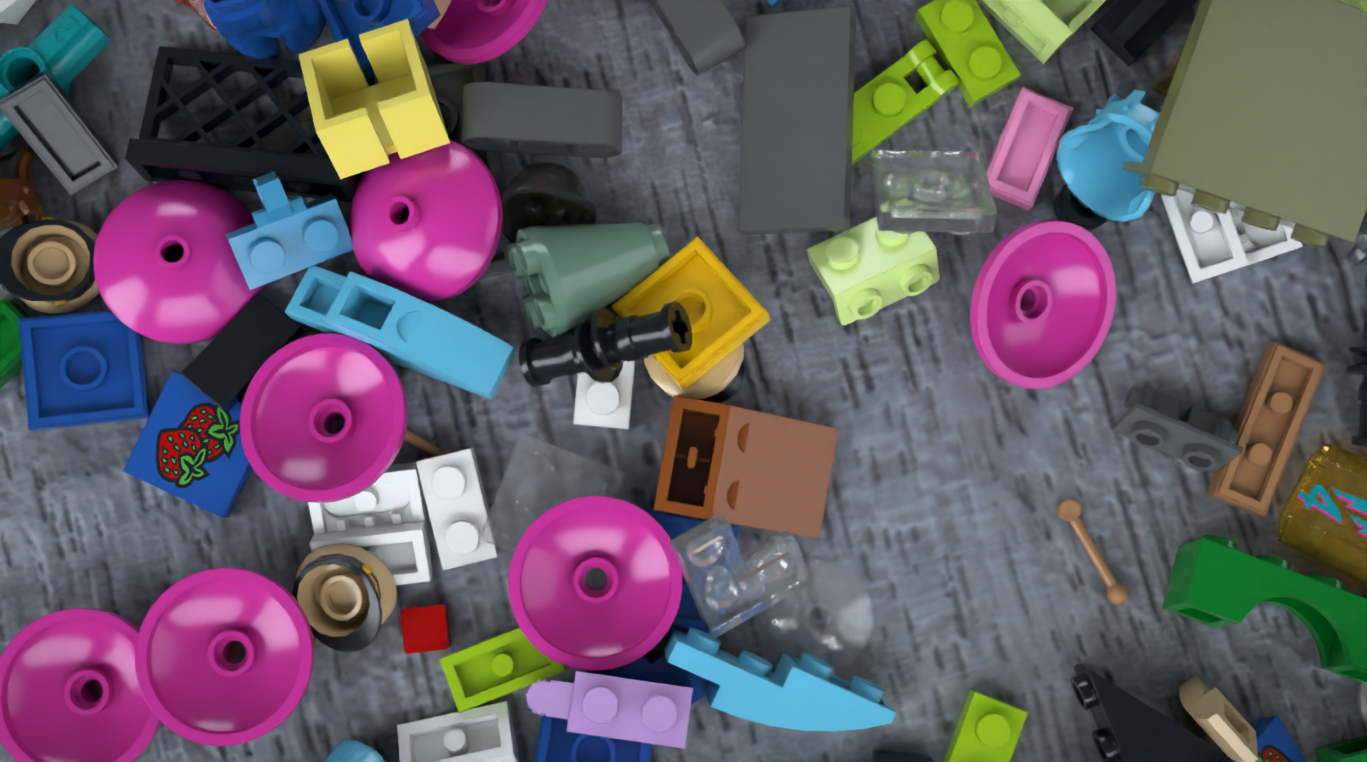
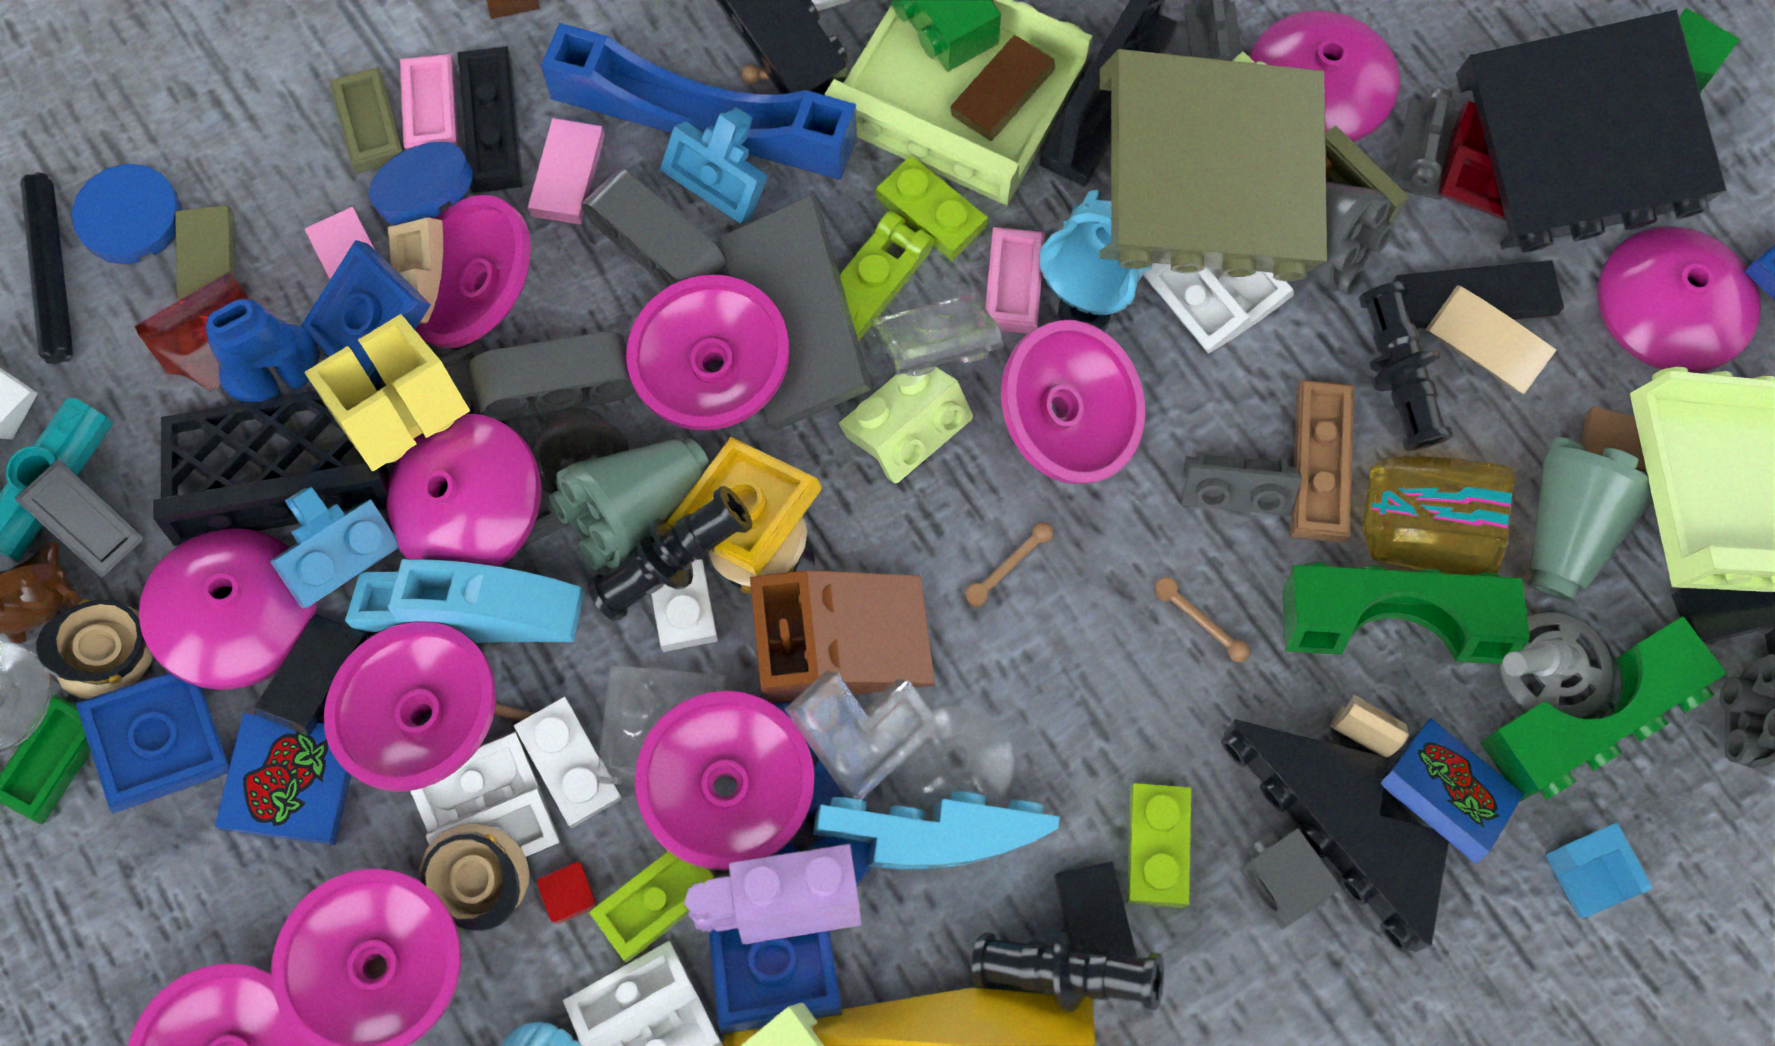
camera: 20 degrees left, 15 degrees down
(692, 107) = (704, 323): none -> dark pink dish
(887, 460) = (977, 593): none -> medium nougat hinge

